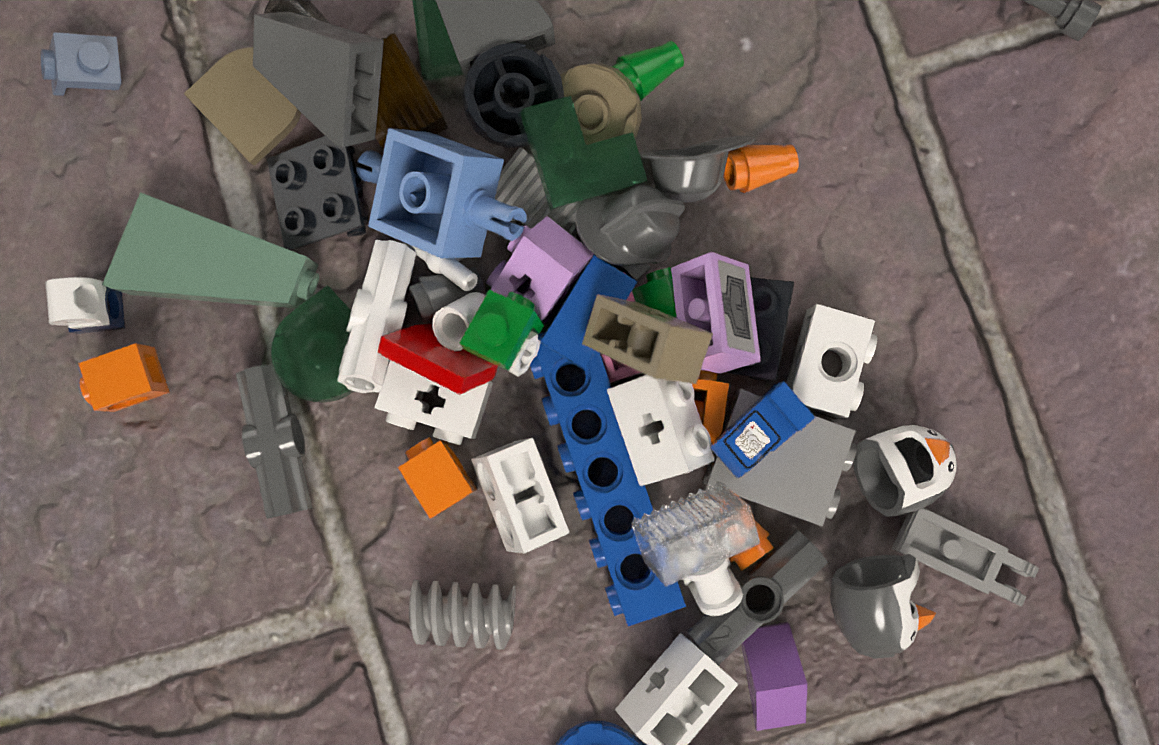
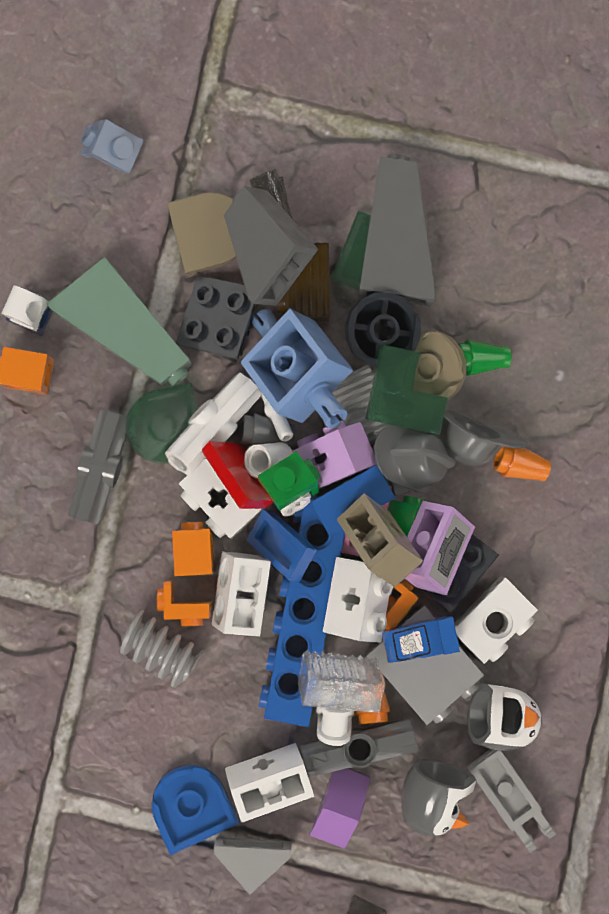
camera: 25 degrees right, 0 degrees up
(473, 552) = (189, 612): none -> orange bracket
(536, 412) = (281, 545): none -> blue tile

